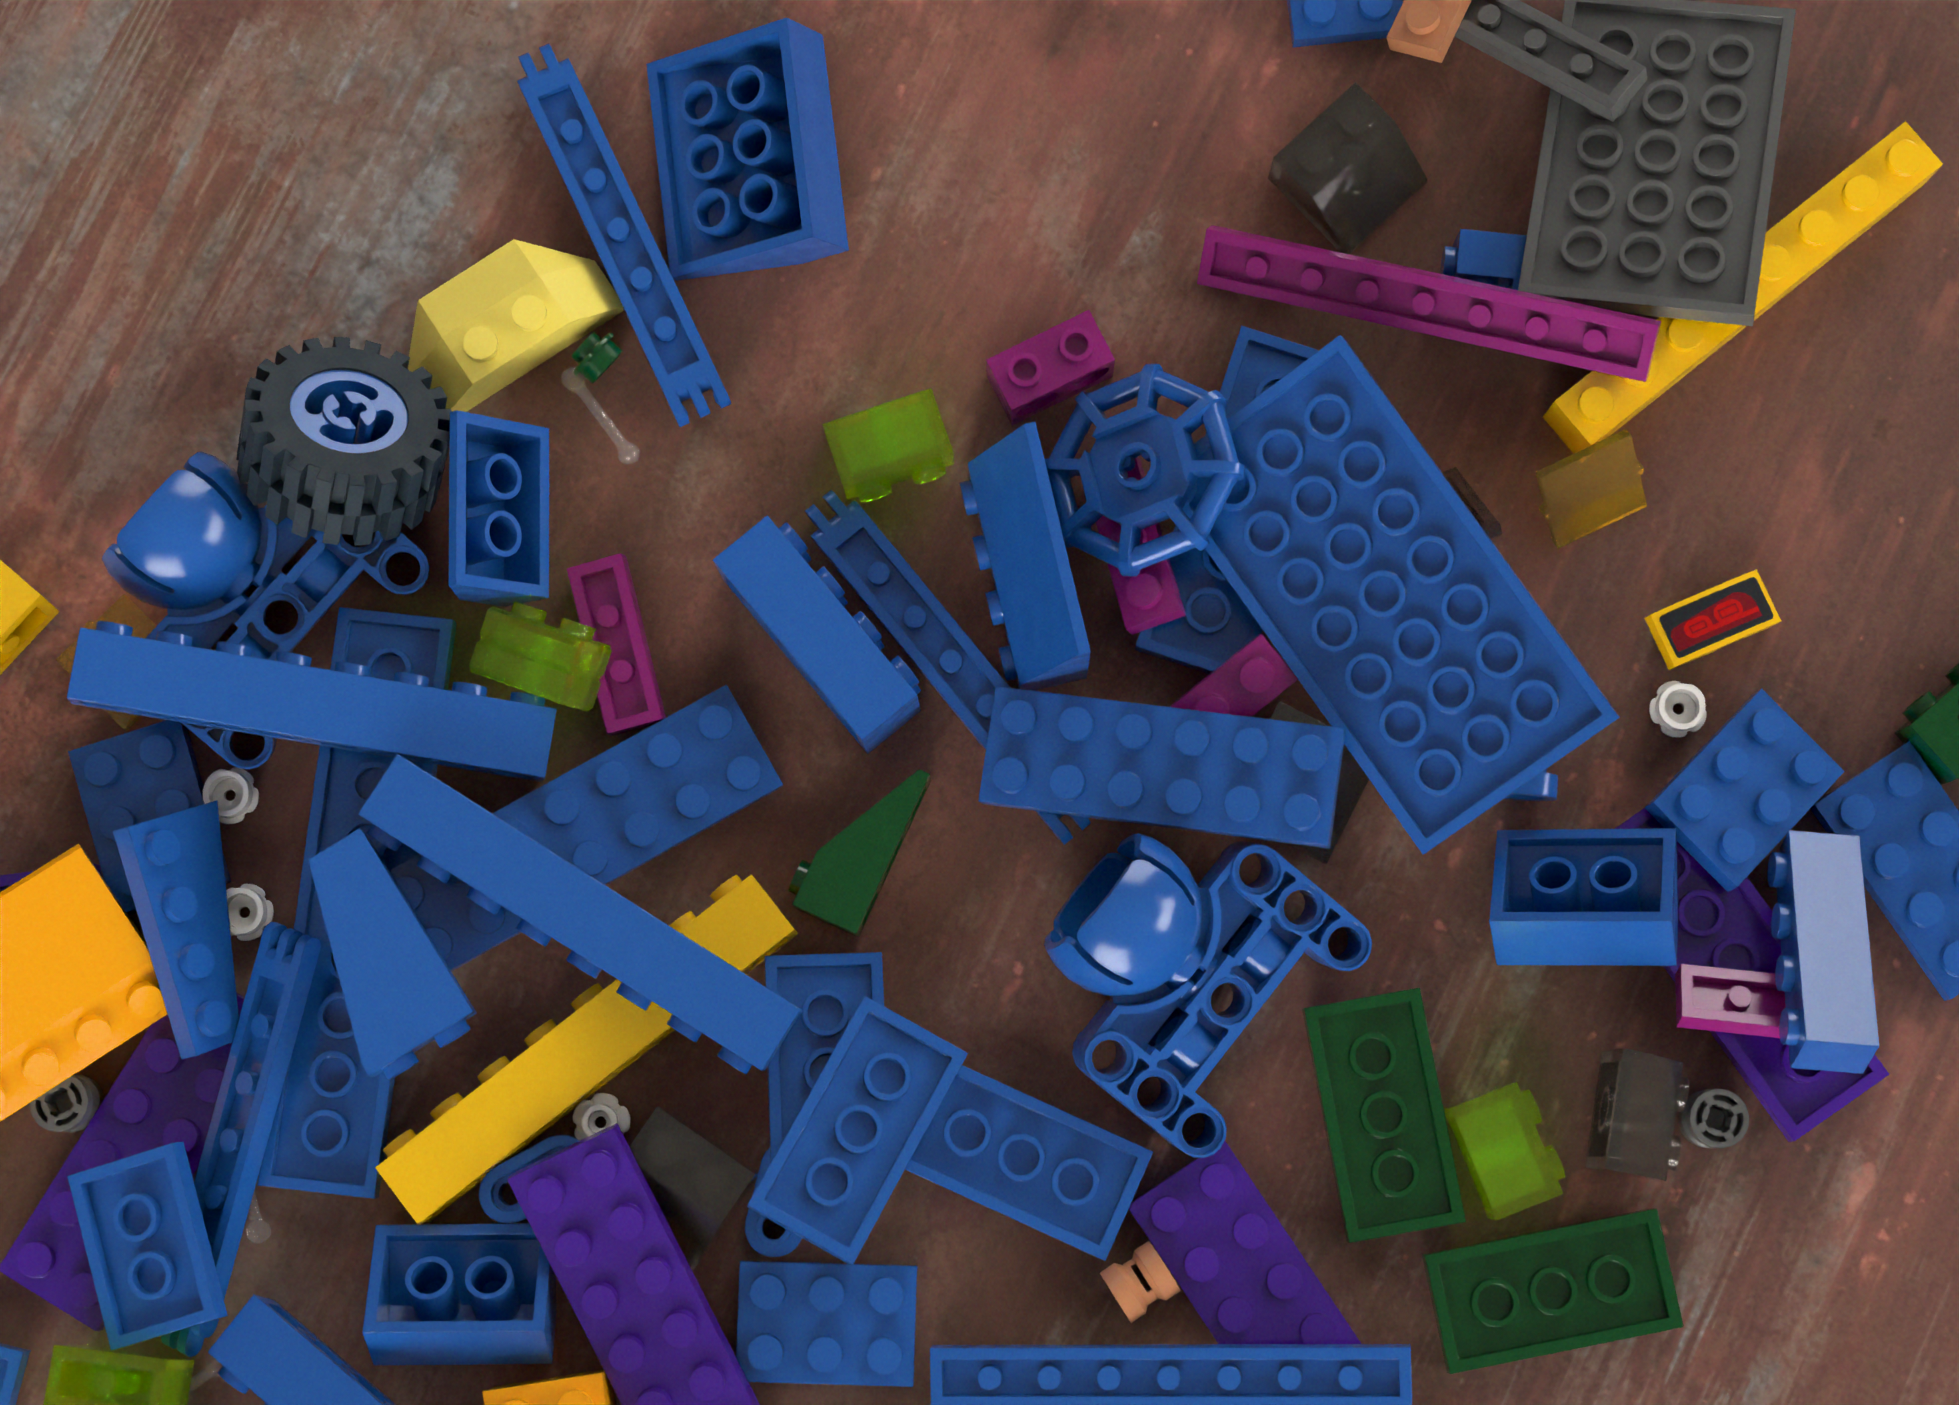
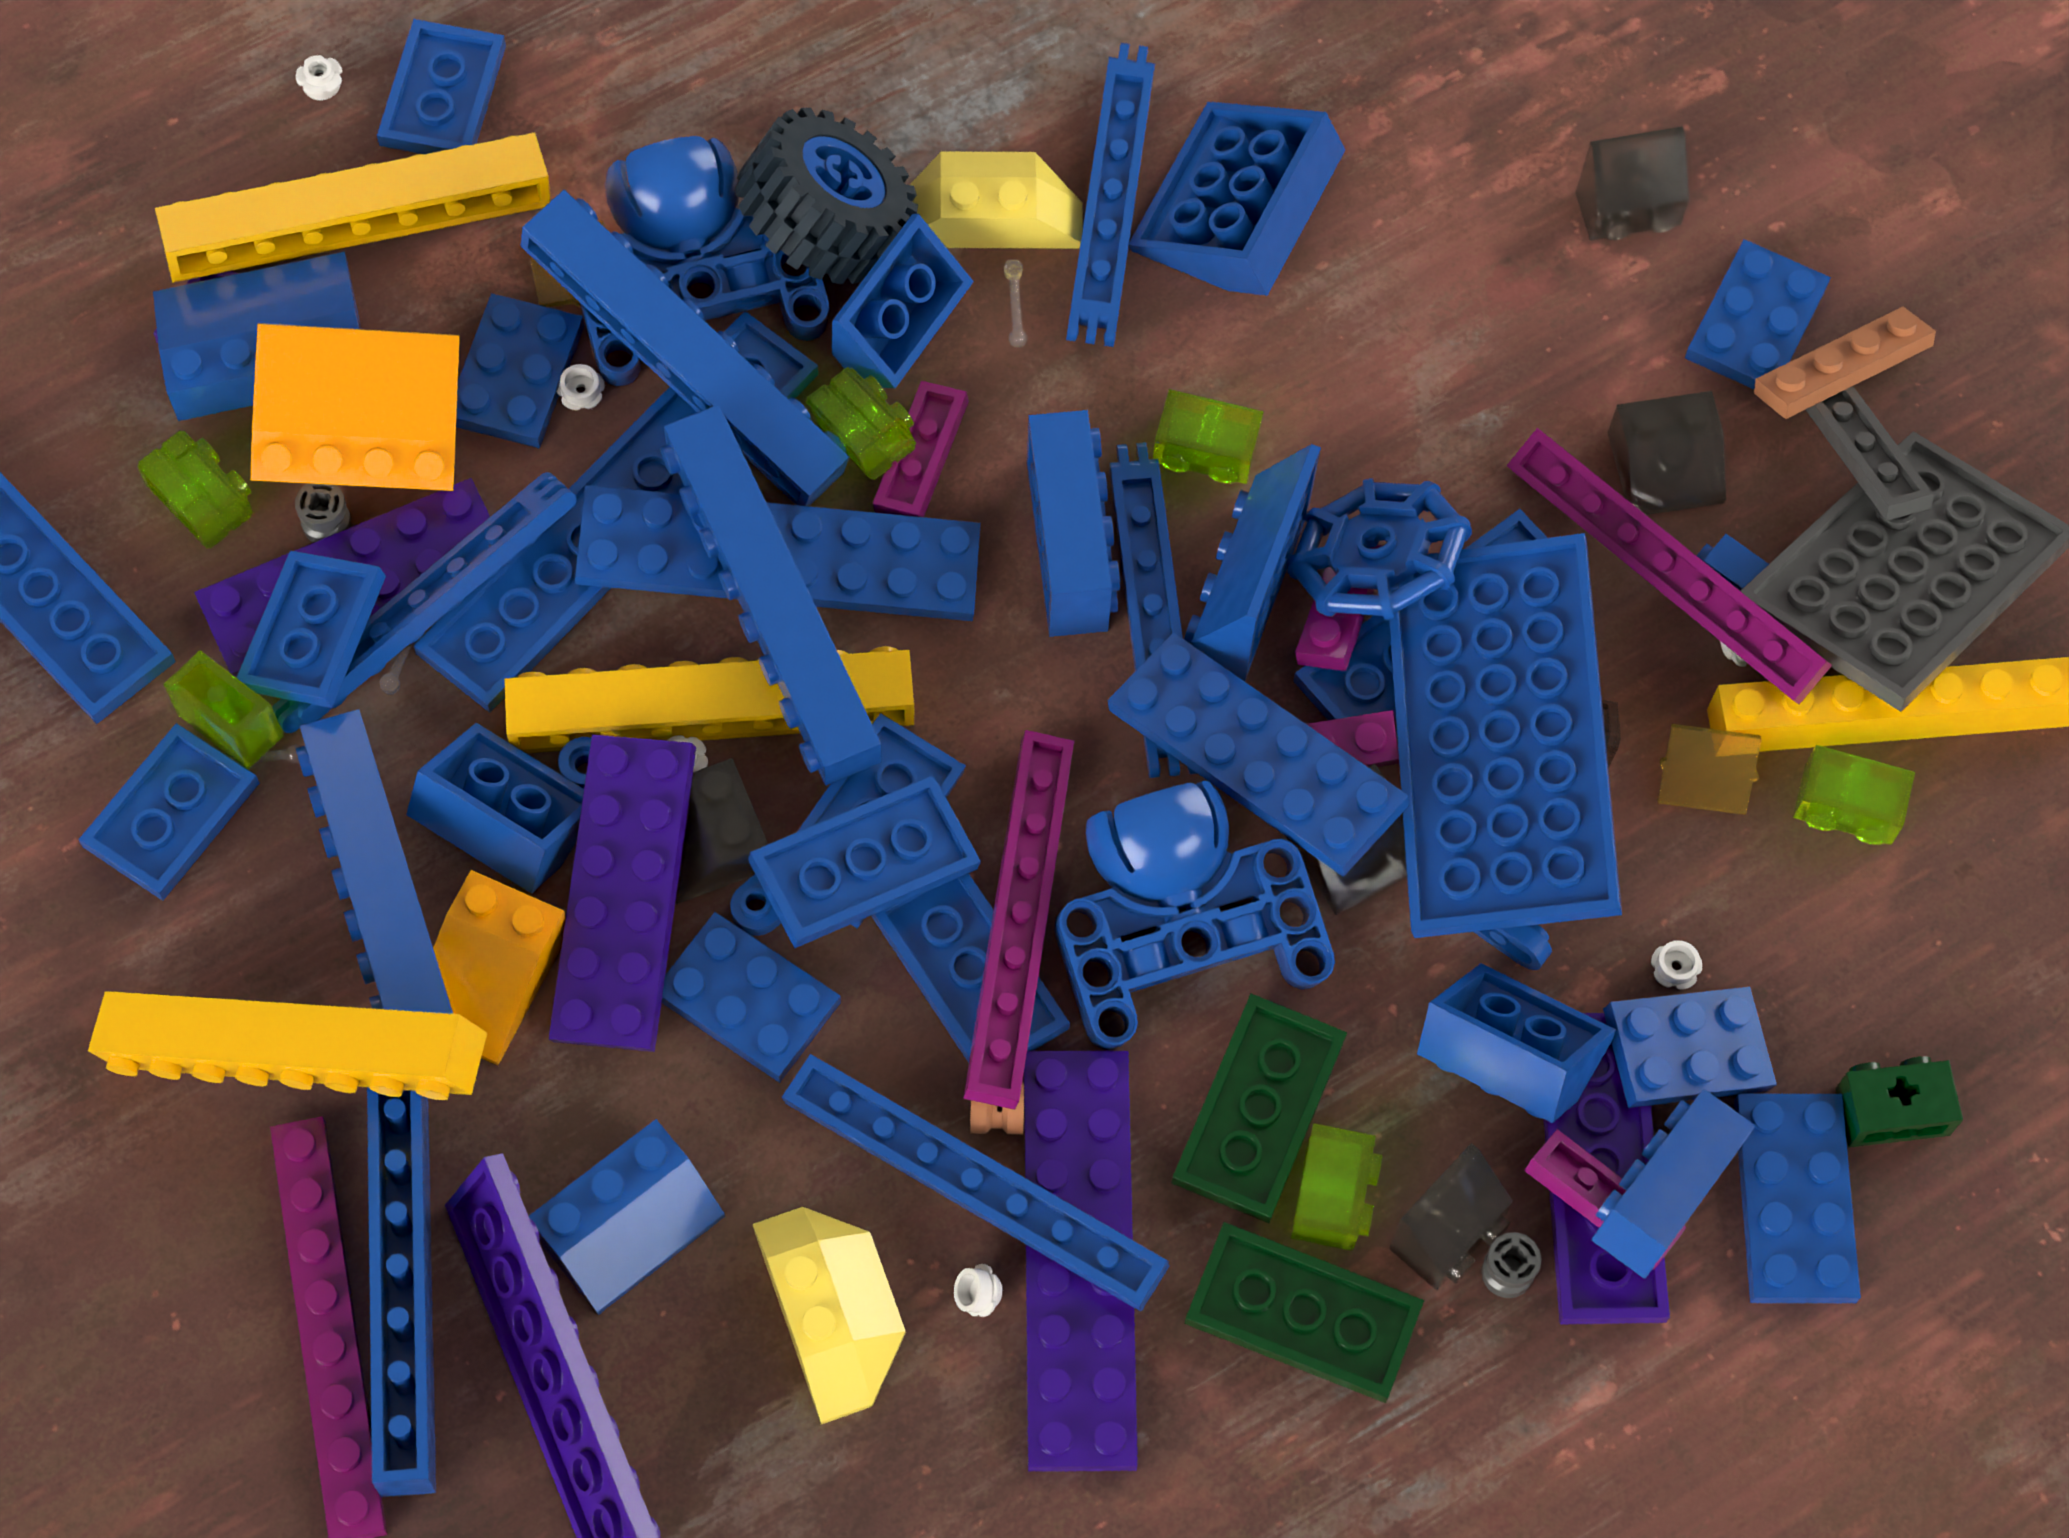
camera: 25 degrees right, 15 degrees down
(183, 911) = (497, 427): blue wing -> none
(260, 911) = (530, 457): white plate -> none
(385, 960) = (611, 542): blue slope -> none
(595, 356) = (1039, 260): dark green plate -> none
(854, 864) = (992, 694): dark green slope -> none
(1042, 1084) = (1019, 921): none -> magenta plate
(1050, 367) = (1361, 450): magenta brick -> none
(1712, 619) = (1745, 916): slope -> none
(1741, 425) = (1853, 795): none -> clear neon green brick

